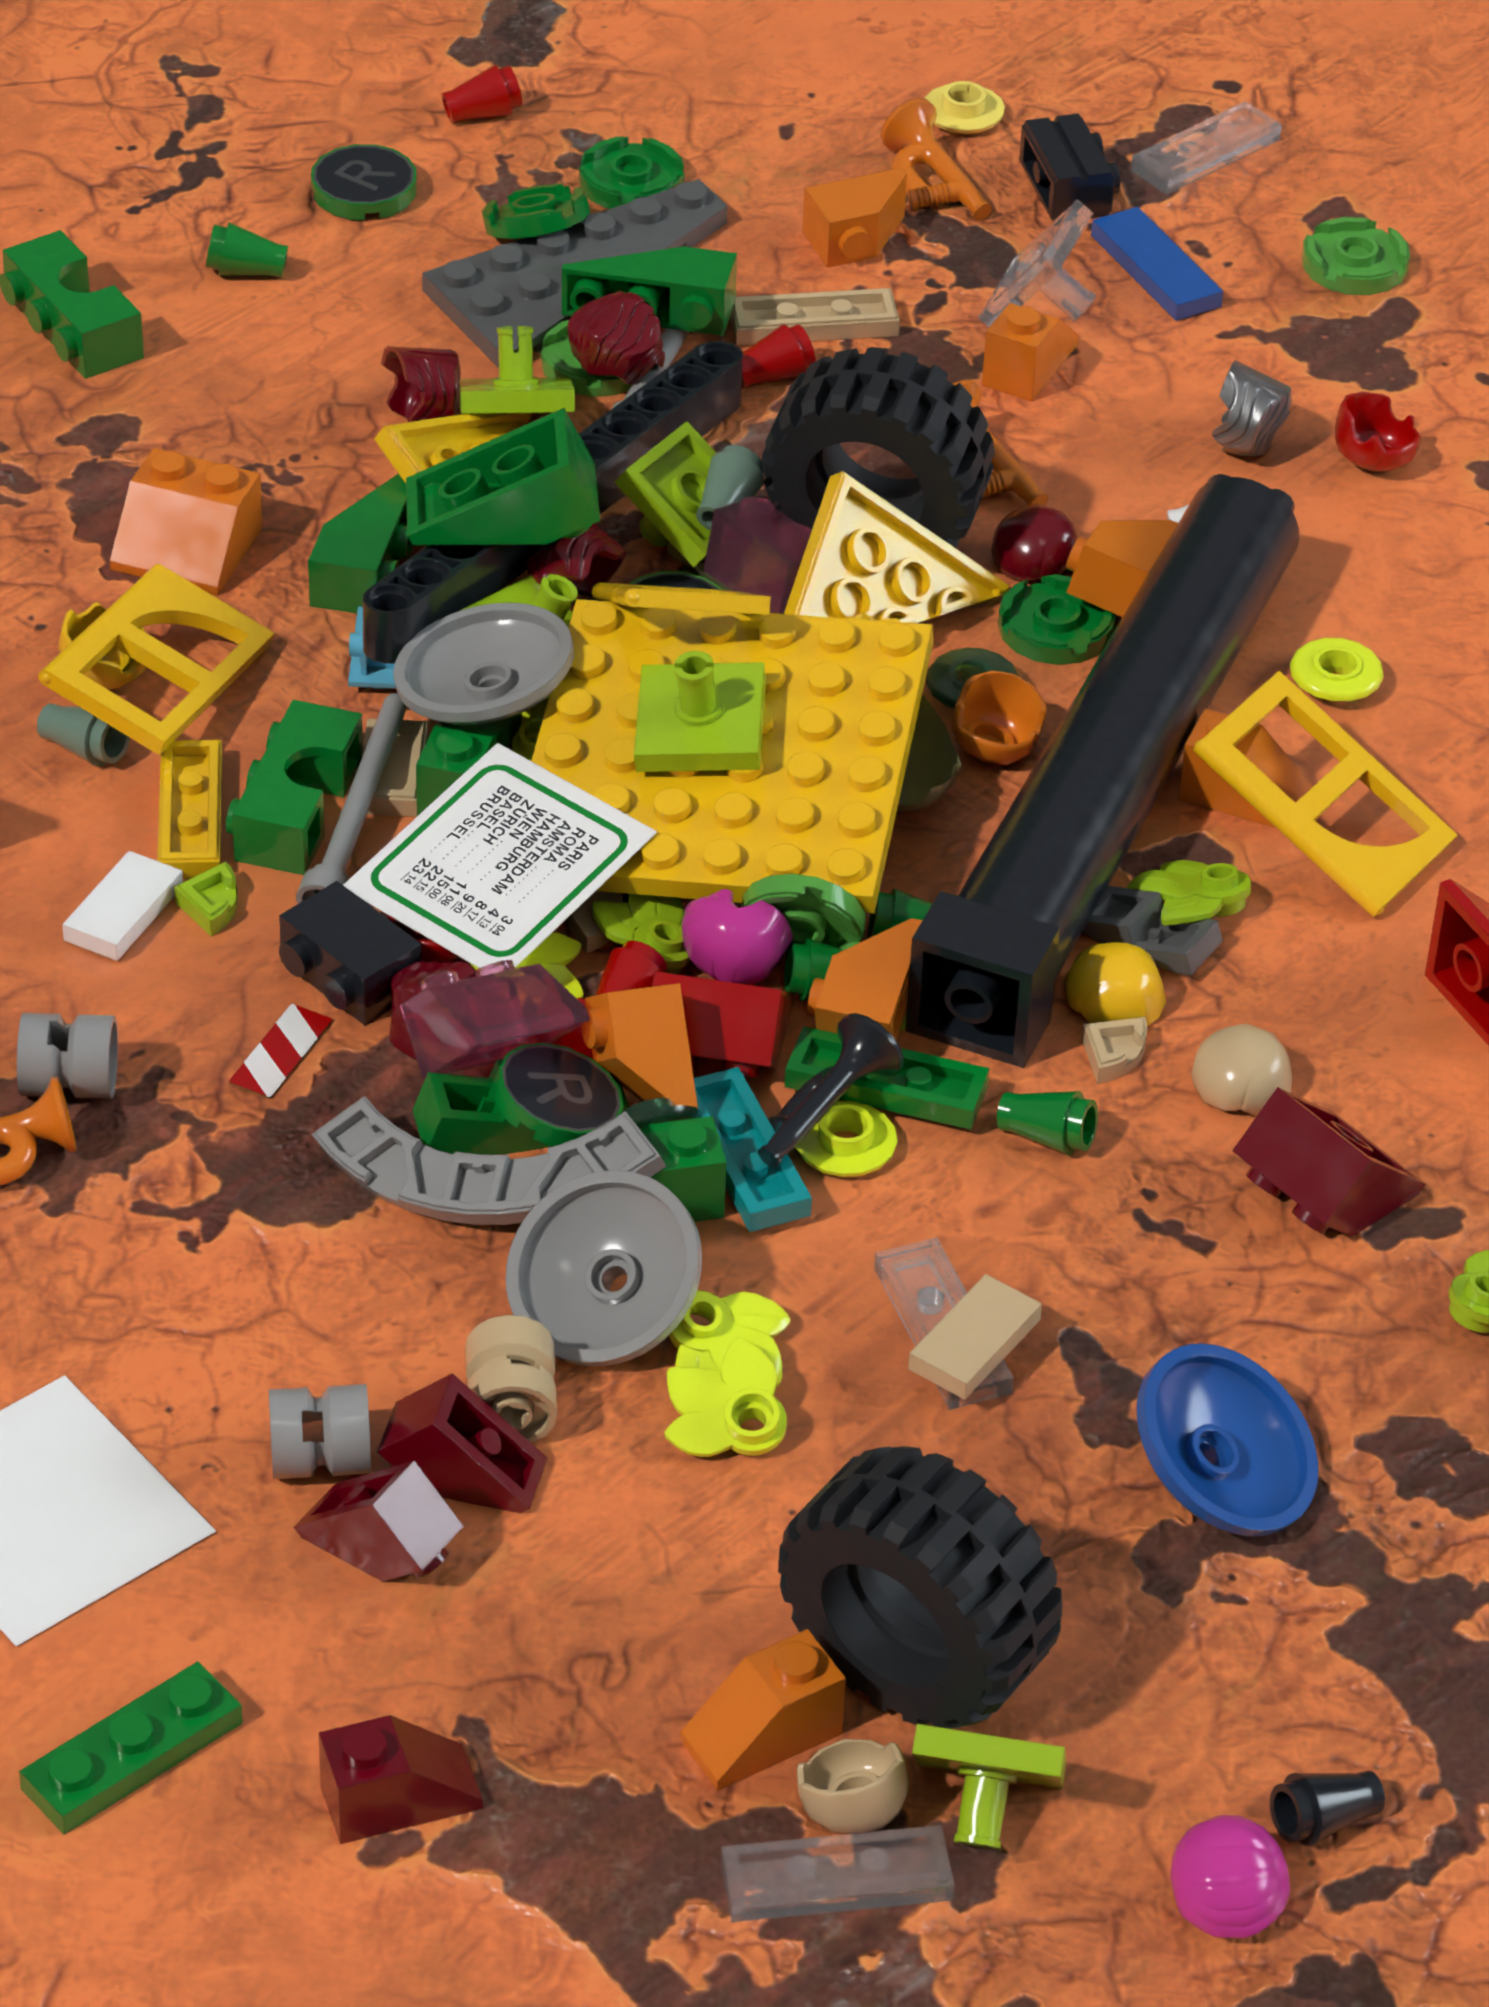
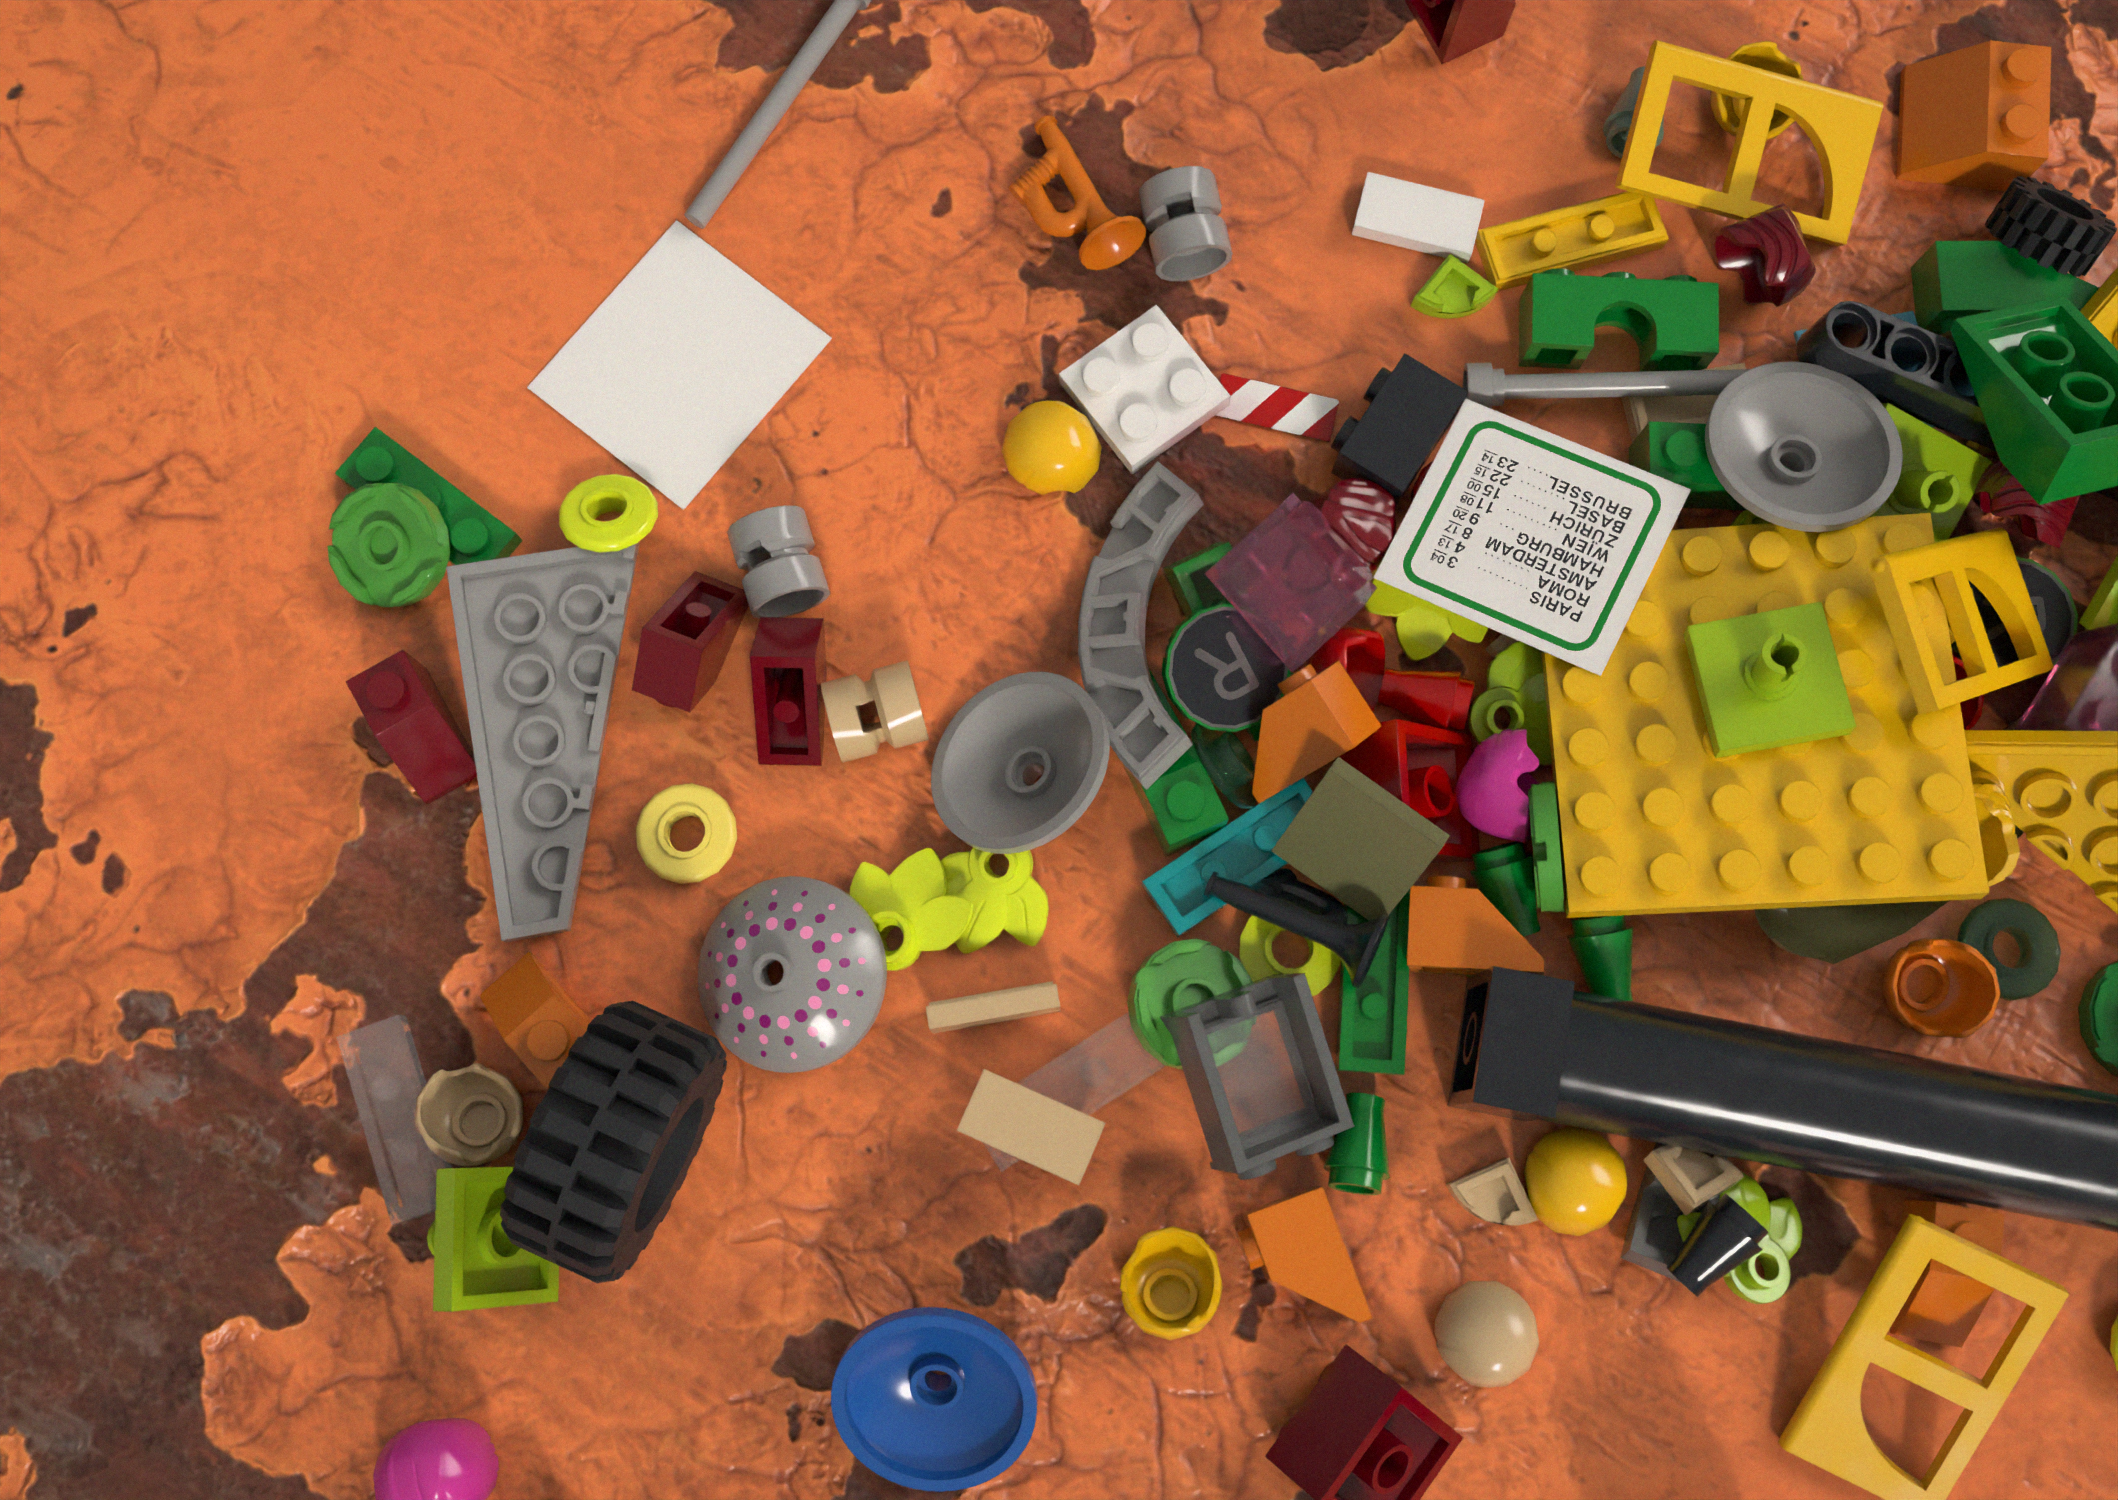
camera: 80 degrees right, 35 degrees up
(173, 1770) = (388, 545): none -> bright green tile
(205, 1573) = (605, 495): none -> neon yellow piece
(227, 1134) = (1144, 389): none -> white plate
(264, 1211) = (1051, 448): none -> yellow hair
(274, 666) = (1767, 255): none -> dark red hair
(320, 493) = (2050, 226): none -> black tyre
(351, 1657) = (538, 686): none -> light grey wing
(596, 1549) = (660, 816): none -> light yellow piece
(724, 1516) = (829, 978): none -> light grey dish
(766, 1021) = (1359, 842): none -> olive tile
(846, 1350) = (993, 1007): none -> tan tile
(882, 1207) = (1174, 979): none -> bright green tile
(963, 1151) = (1260, 1074): none -> window
(1129, 898) = (1692, 1175): none -> tan tile
(1142, 1168) = (1304, 1251): none -> orange slope
(1149, 1260) = (1171, 1283): none -> yellow hair
(1191, 882) = (1717, 1245): none -> black cone

